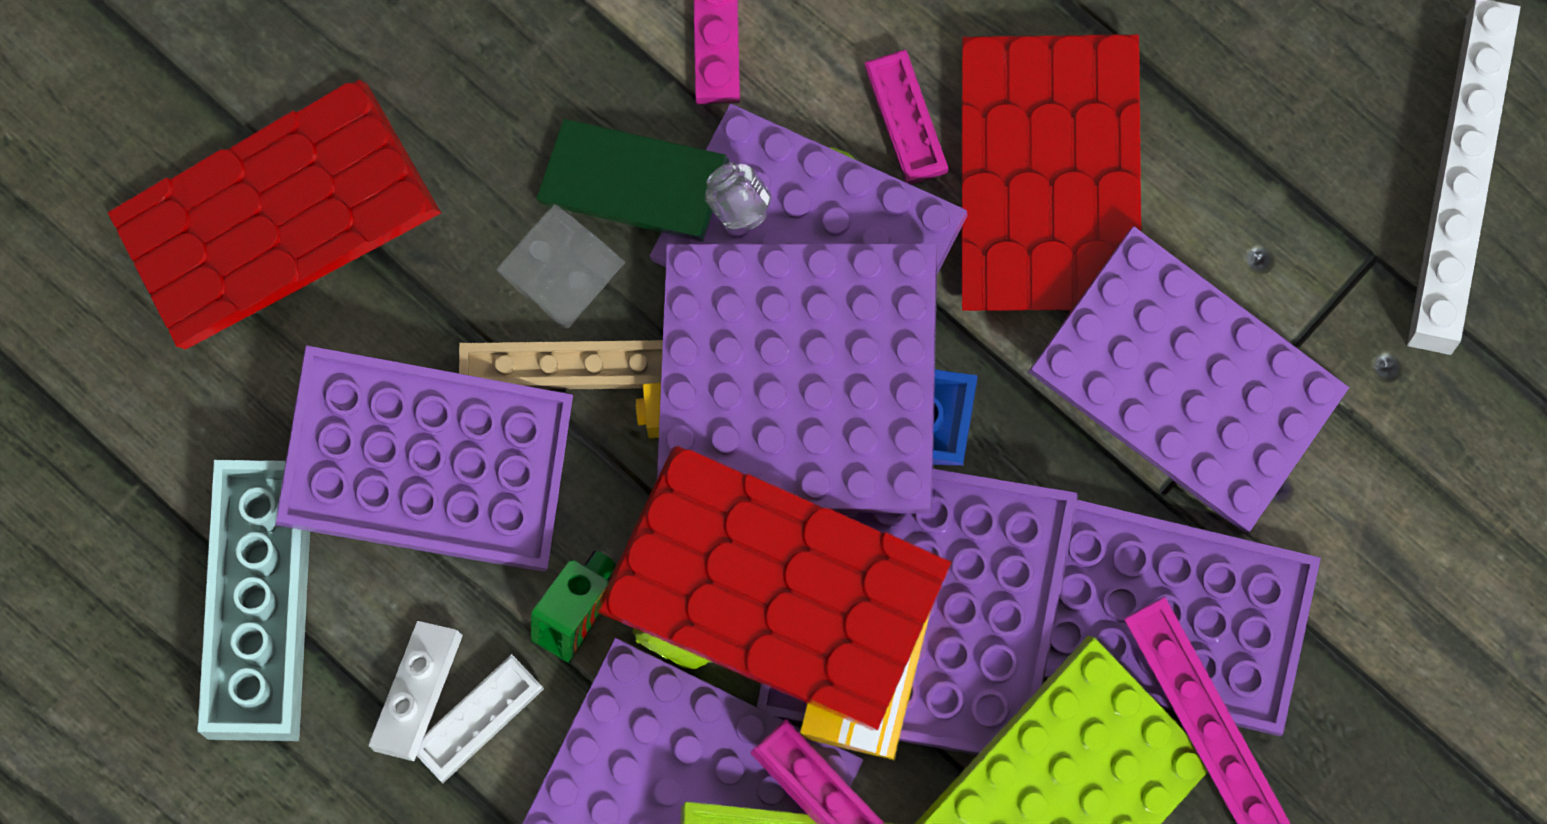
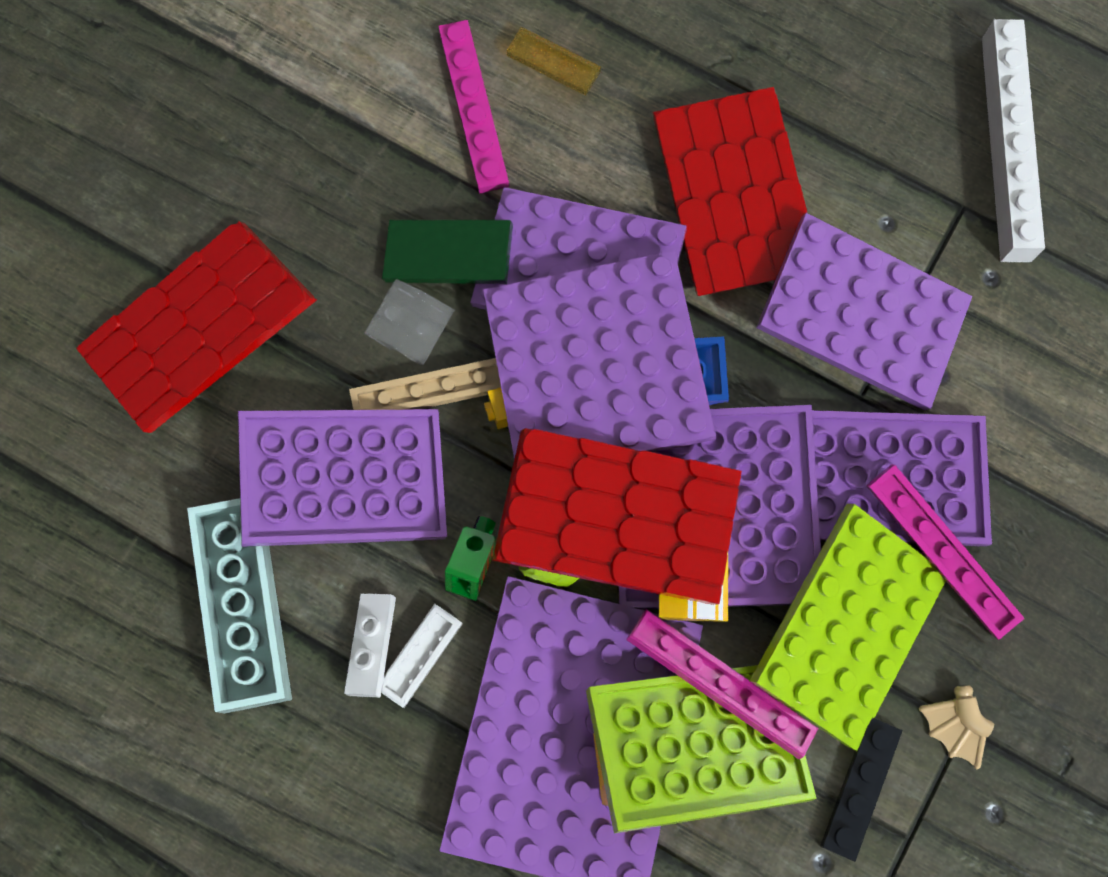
camera: 20 degrees left, 0 degrees up
(737, 196) = (526, 245): clear head -> none
(906, 117) = (626, 173): dark pink plate -> none

